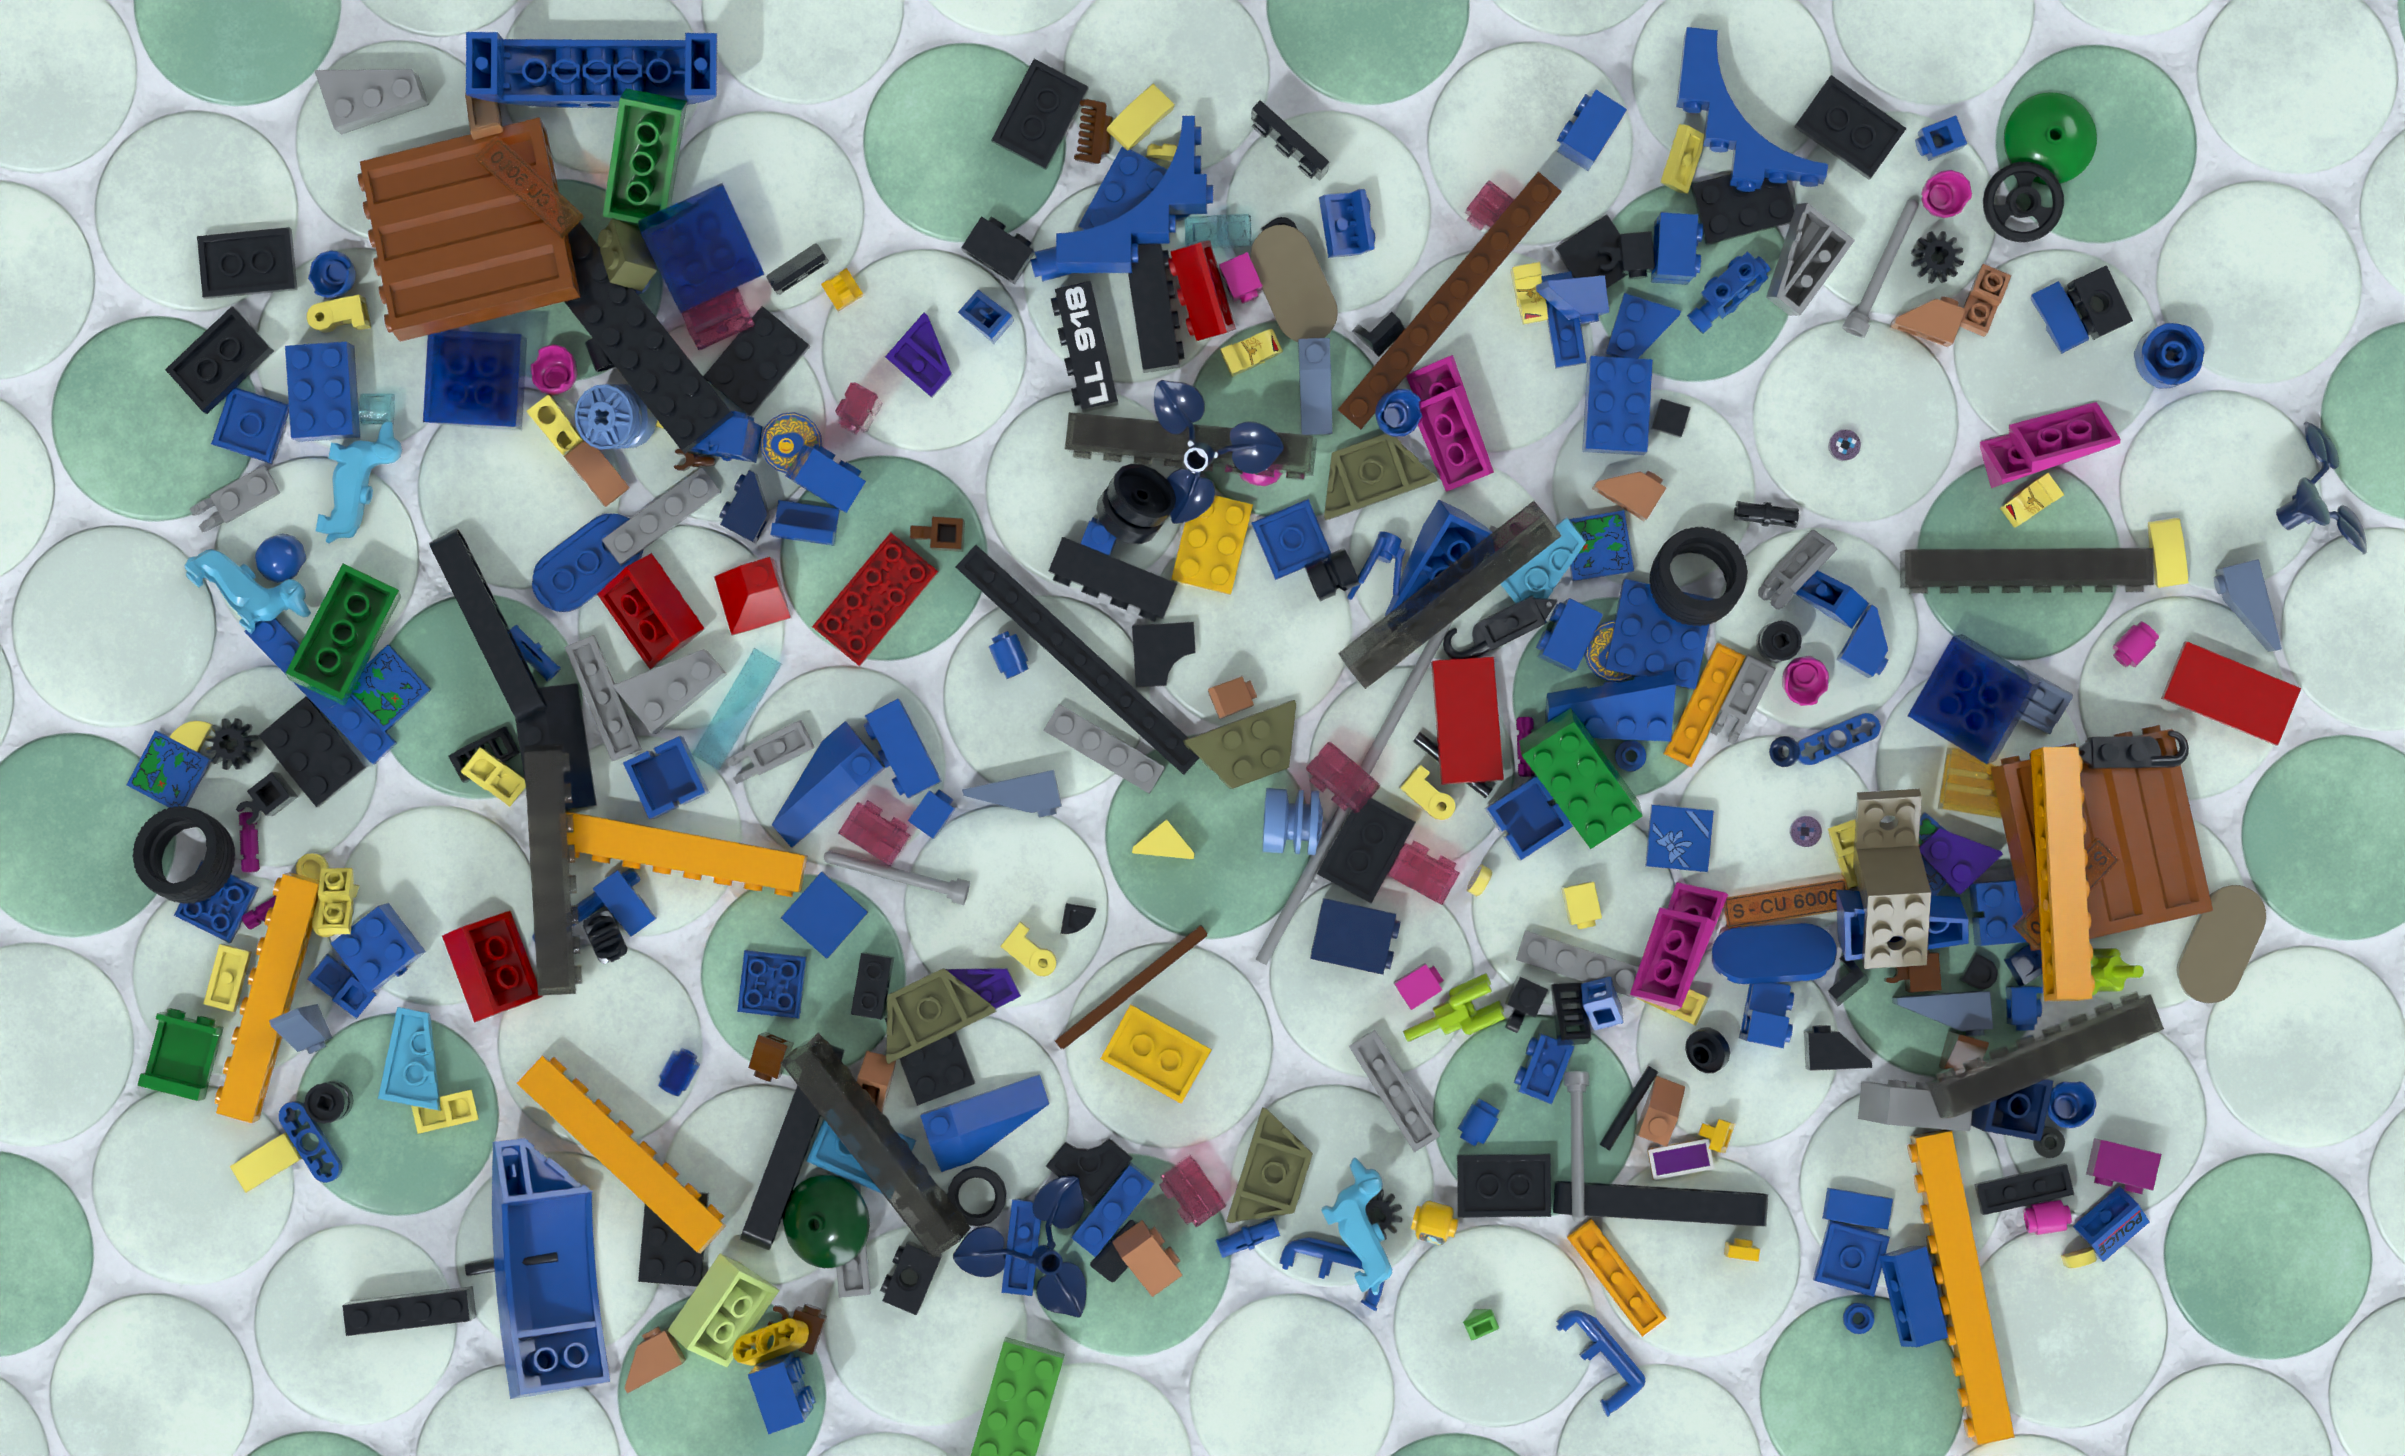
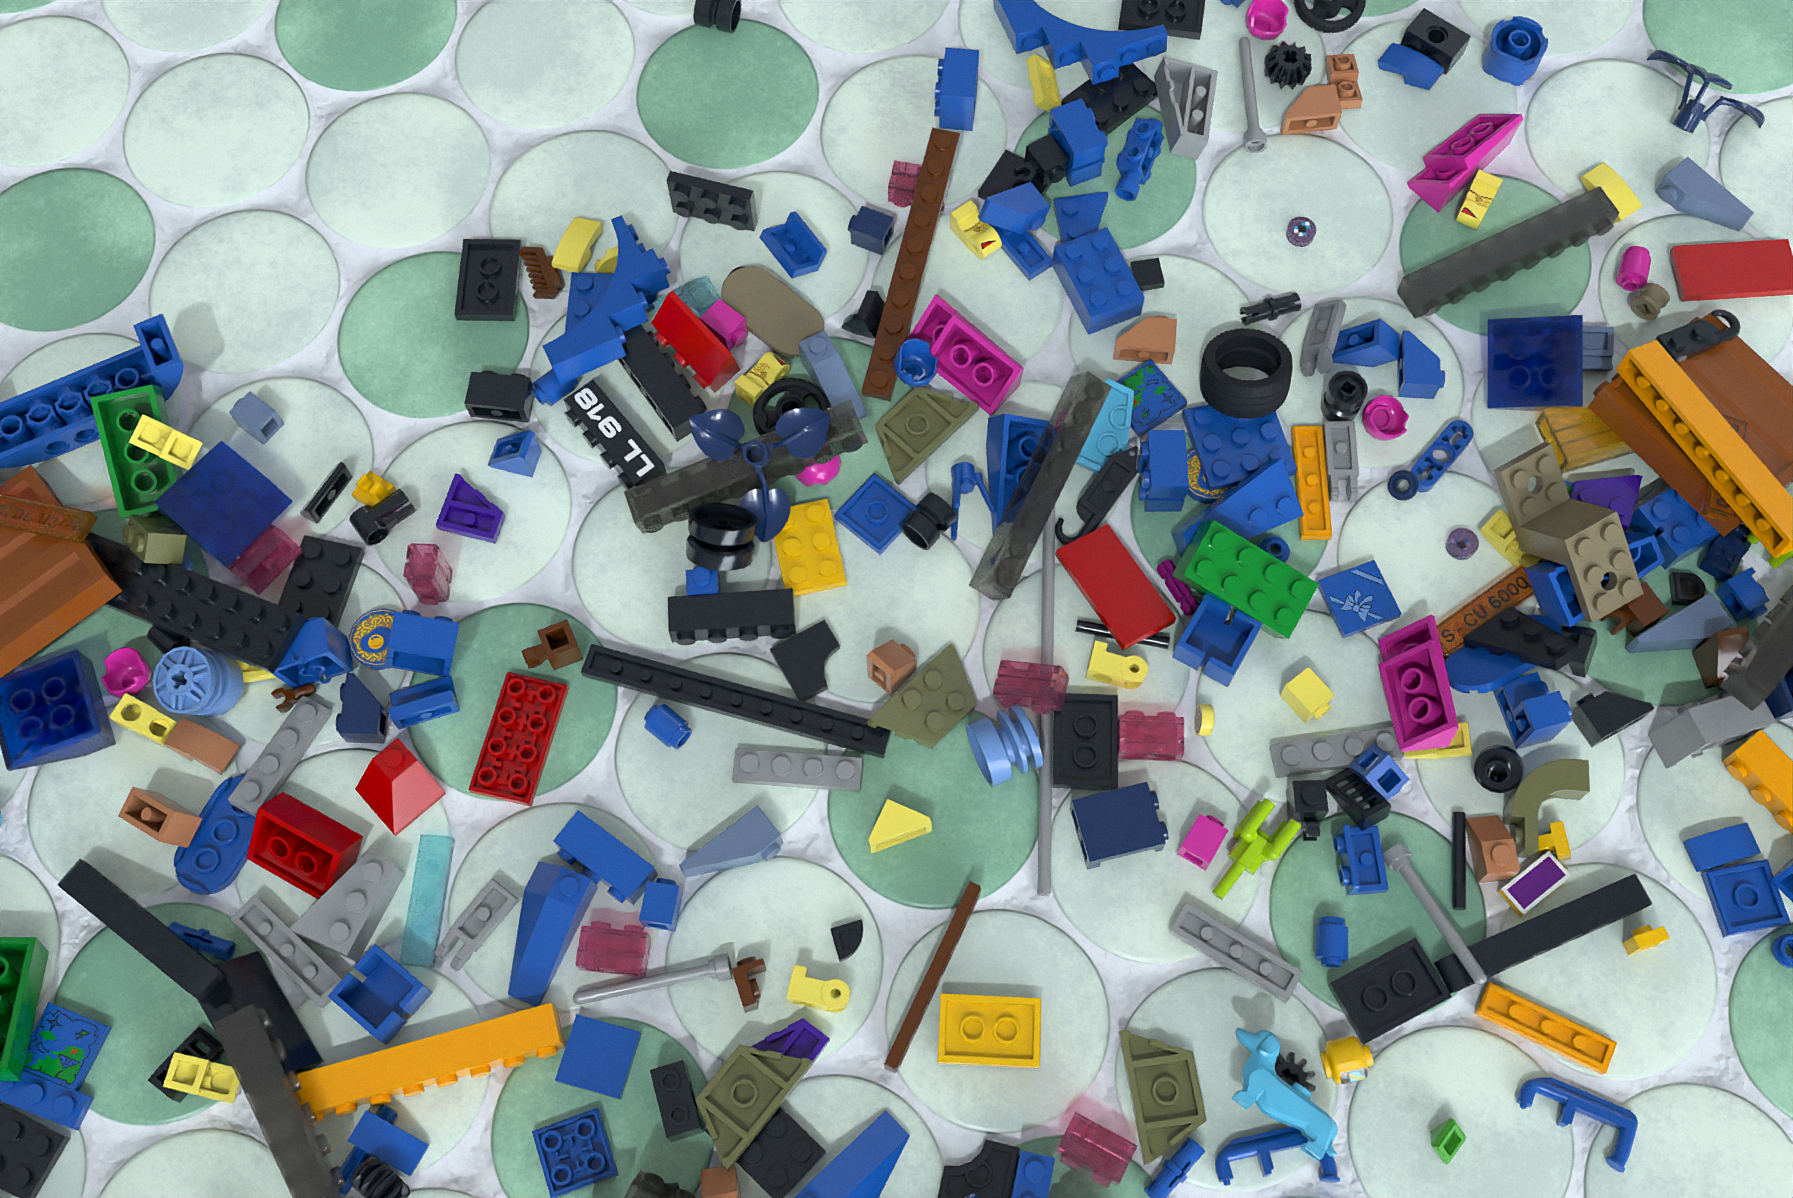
camera: 25 degrees left, 20 degrees down
(538, 528) = (160, 817): none -> nougat brick
(672, 169) = (165, 442): none -> light yellow slope
(762, 160) = (256, 417): none -> sand blue brick
(832, 323) = (375, 521): none -> black piece
(972, 921) = (748, 989): none -> reddish brown bracket
(1279, 381) = (798, 389): none -> black wheel
(1429, 241) = (871, 230): none -> dark blue brick
(1725, 1083) = (1551, 780): none -> olive arch
(1795, 951) = (1524, 637): none -> black wing
(2128, 685) = (1650, 300): none -> dark tan wheel

